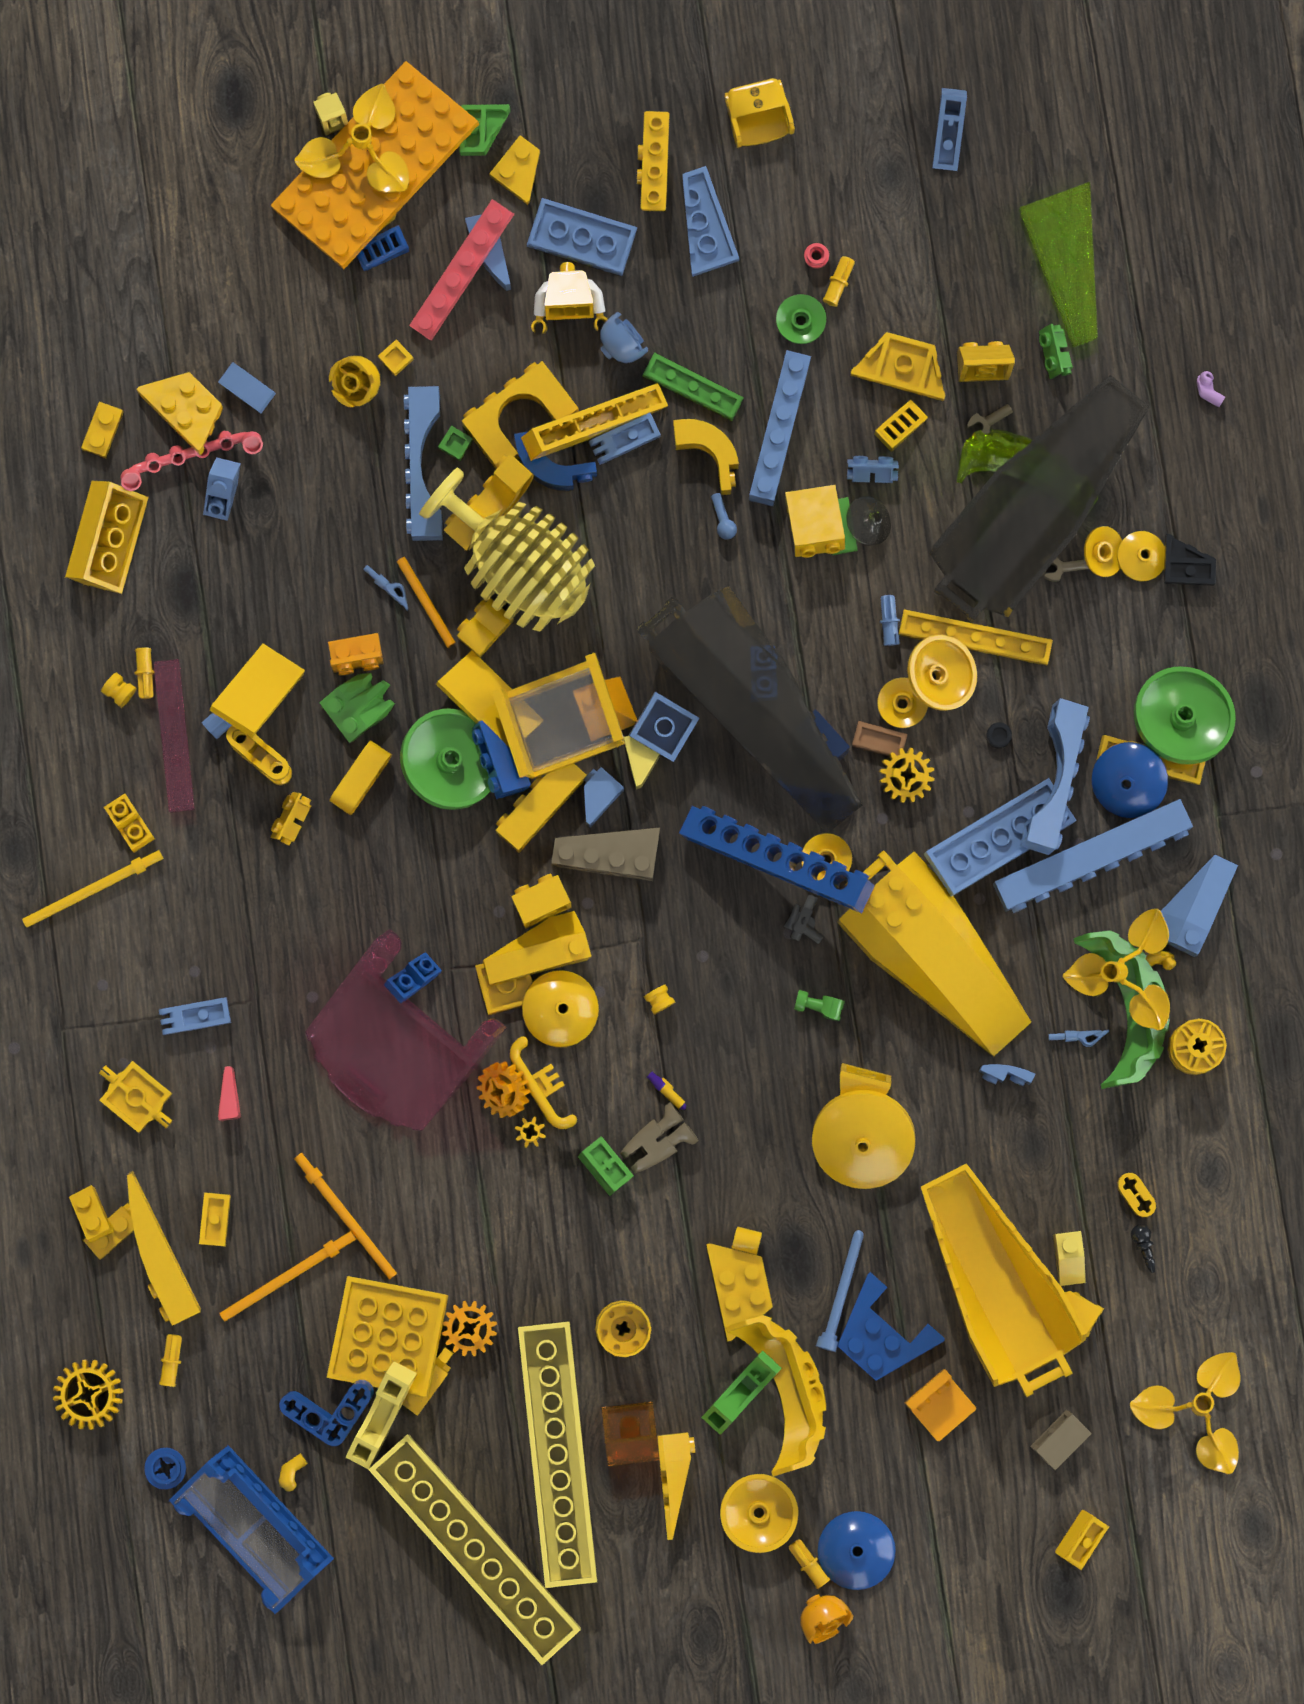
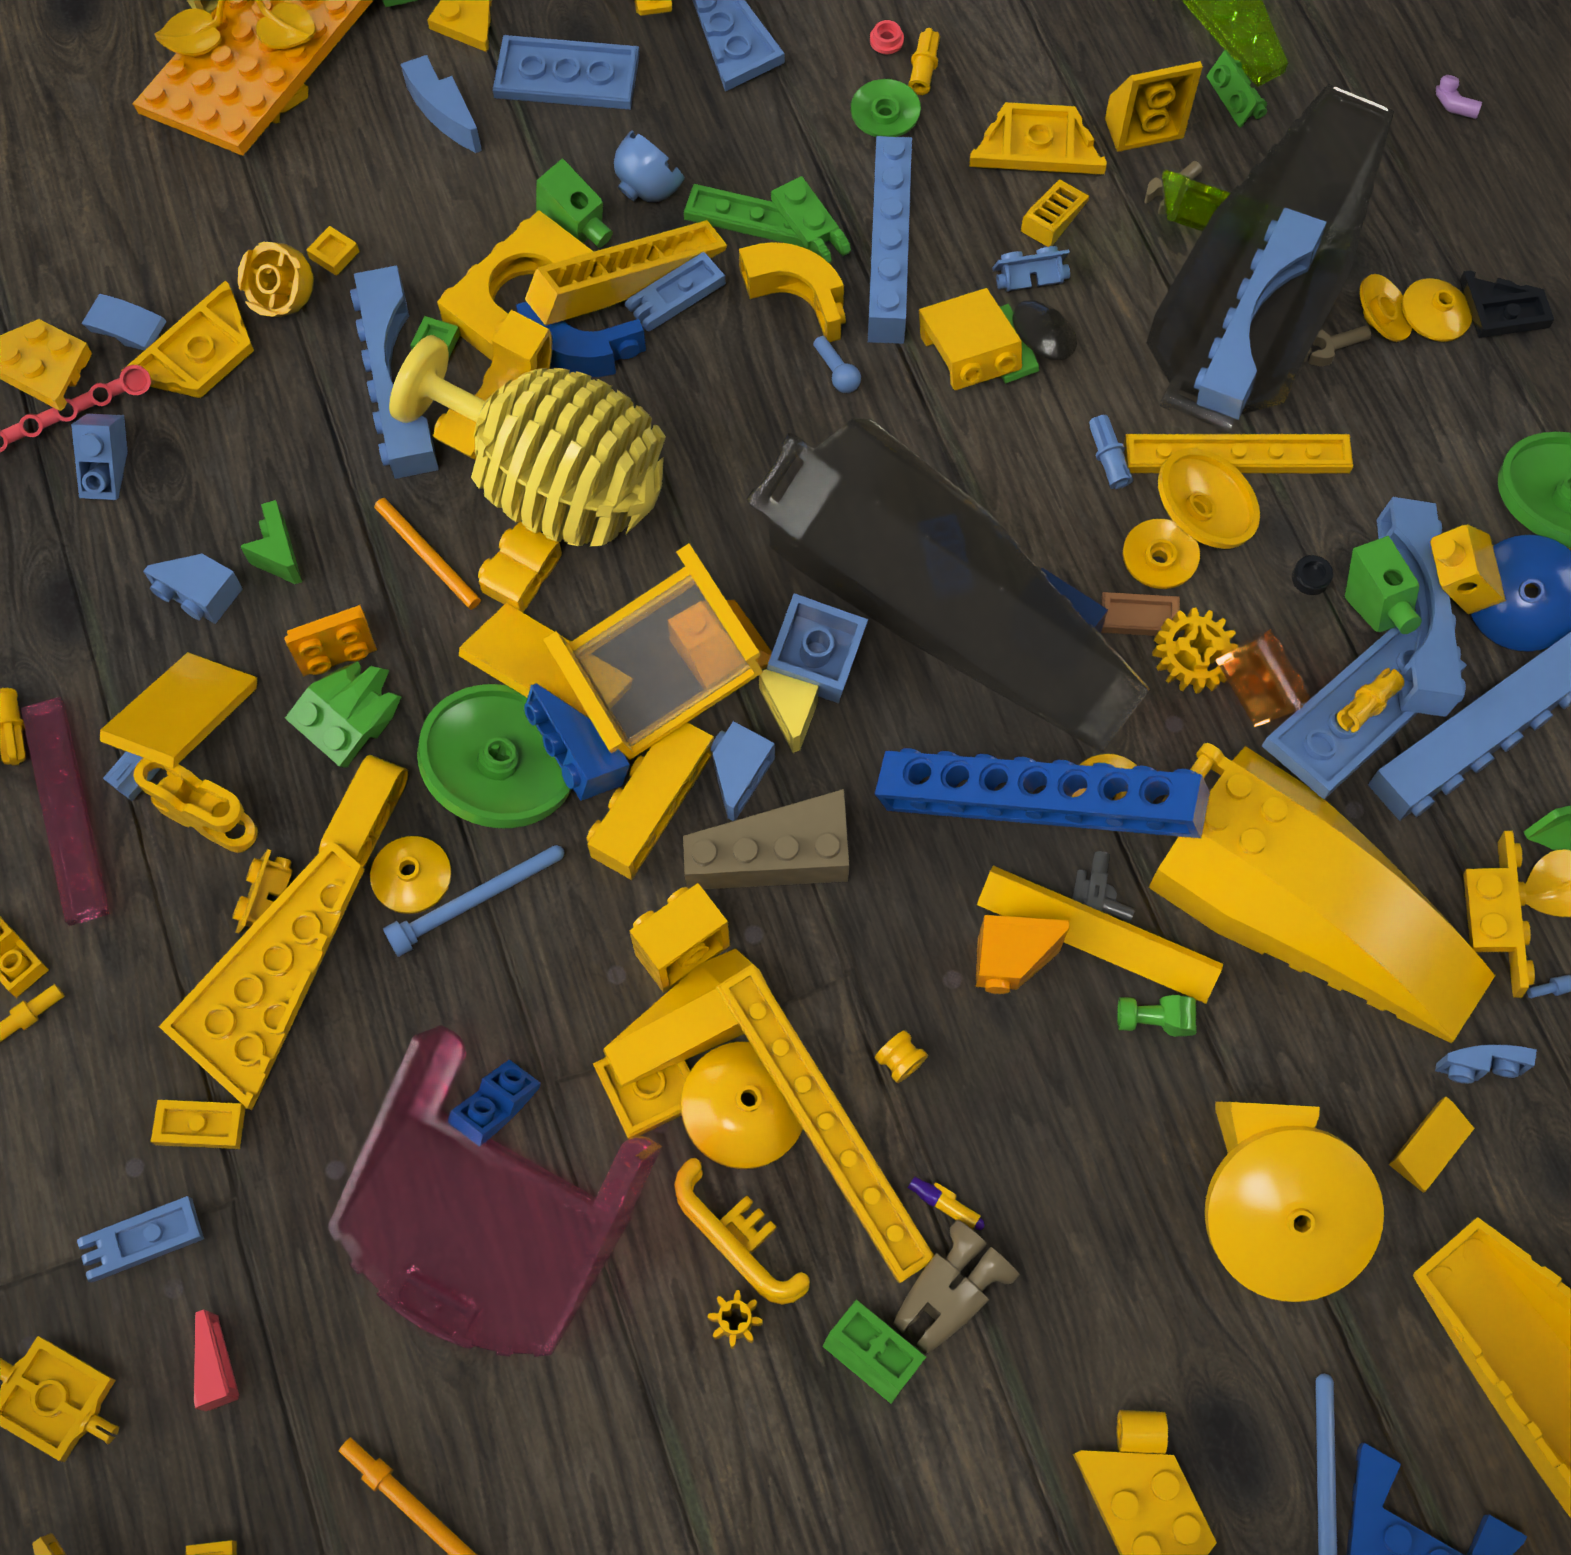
camera: 10 degrees left, 15 degrees down
(236, 955) = (198, 1124): none -> yellow plate
(275, 597) = (196, 583): none -> medium blue slope
(279, 881) = (252, 995): none -> yellow wing
(294, 417) = (199, 346): none -> yellow wing
(329, 585) = (275, 550): none -> bright green slope
(374, 861) = (405, 934): none -> medium blue piece
(387, 834) = (415, 891): none -> yellow dish
(390, 588) = (369, 544): medium blue hand -> none
(393, 253) = (297, 113): blue slope -> none
(461, 269) = (406, 124): coral plate -> none
(503, 1089) = (676, 1254): light orange gear -> none
(563, 352) = (572, 204): none -> bright green torso
(568, 296) = (561, 131): torso -> none
(604, 1030) = (826, 1123): none -> yellow tile
(727, 401) = (809, 218): none -> bright green hinge
(740, 951) = (1015, 950): none -> light orange slope
(796, 948) = (1104, 935): none -> yellow tile
(942, 806) = (1263, 678): none -> clear orange slope
(961, 1115) = (1432, 1144): none -> yellow slope
(999, 838) = (1370, 700): none -> yellow pin
(1034, 761) = (1383, 587): none -> bright green torso
(1041, 984) = (1496, 915): none -> yellow bracket
(1045, 502) = (1232, 371): none -> medium blue arch
(1089, 760) = (1467, 558): none -> yellow torso

